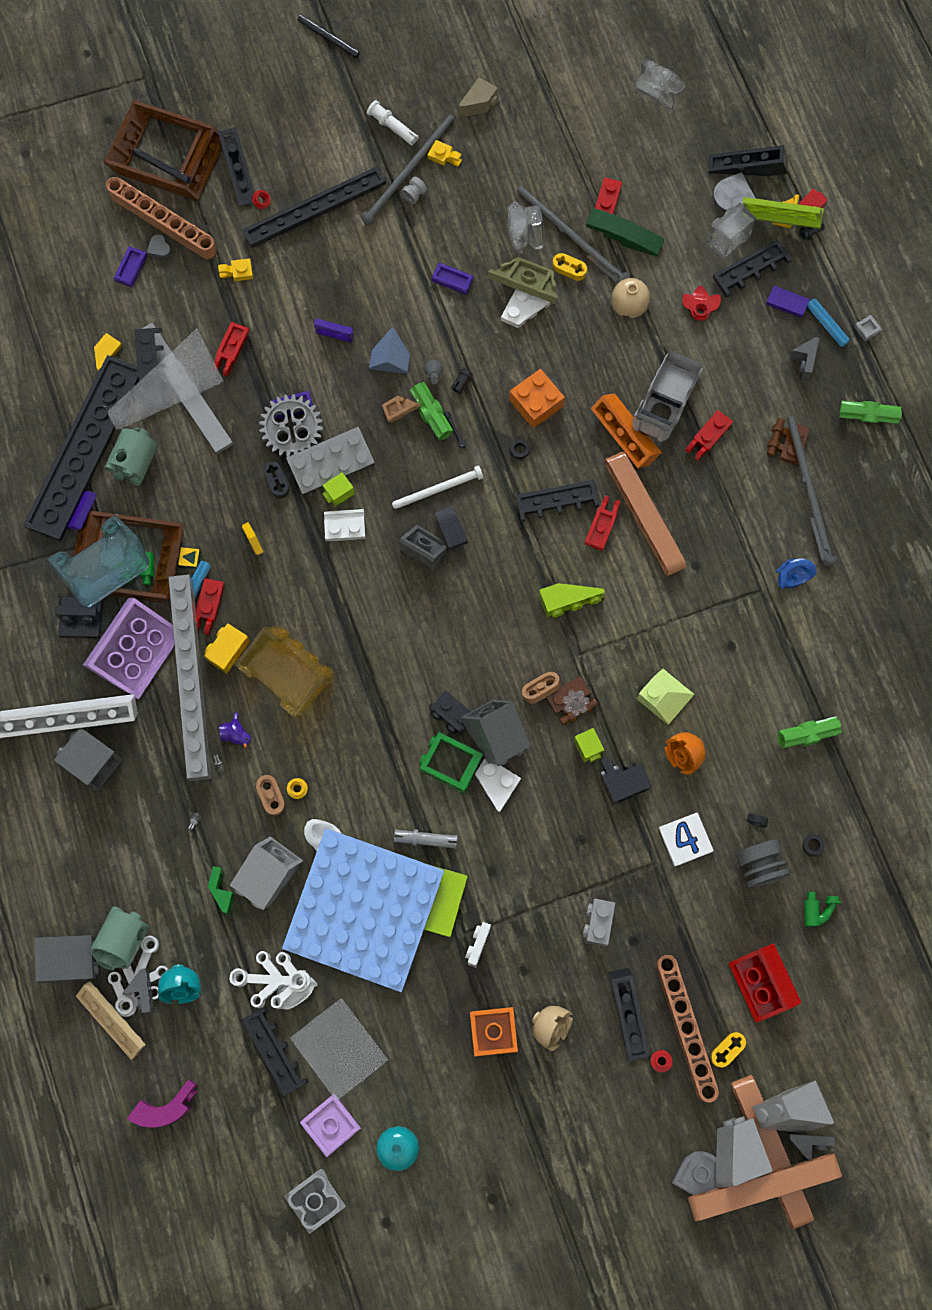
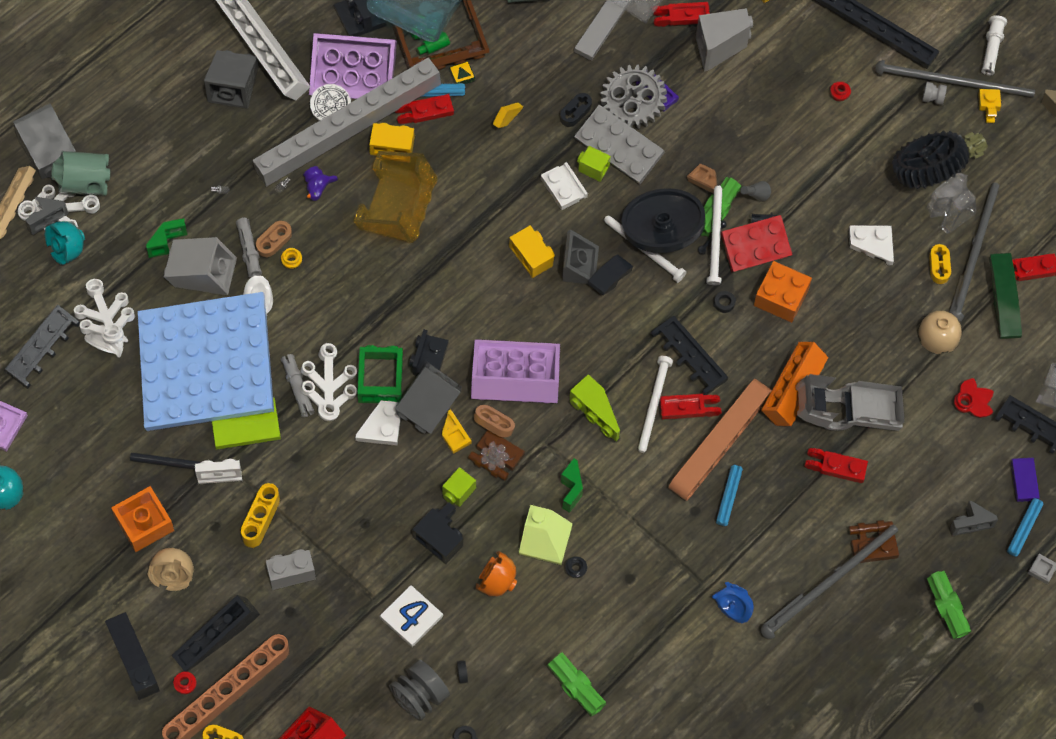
camera: 60 degrees right, 10 degrees down
(159, 684) = (328, 100): none -> white tile
(272, 327) = (722, 35): none -> light grey slope
(276, 823) = (250, 254): none -> light grey pin
(333, 330) = (749, 89): dark purple tile -> none
(339, 1049) = (68, 399): clear piece -> none
(371, 266) = (840, 96): none -> red plate
(390, 354) = (754, 149): sand blue slope -> none
(396, 581) = (531, 251): none -> yellow brick
(425, 459) = (663, 220): none -> black dish
(437, 812) = (327, 384): none -> white plant
(445, 982) = (165, 461): none -> black bar
(452, 278) = (865, 168): dark purple tile -> none
(460, 425) = (713, 279): none -> white bar
(478, 185) = (976, 144): none -> olive gear
(481, 397) = (756, 243): none -> red plate
(494, 224) = (930, 159): none -> black gear
(502, 647) = (515, 371): none -> lavender slope
(527, 277) = (902, 229): olive wing -> none
(531, 916) = (260, 505): none -> yellow beam
(537, 726) = (454, 434): none -> yellow tile
(553, 523) = (664, 363): none -> white bar
(614, 1096) = (132, 656): none -> black slope
(626, 647) = (572, 479): none -> green slope
(696, 531) = (729, 495): none -> dark azure axle
(706, 678) = (576, 561): none -> black plate

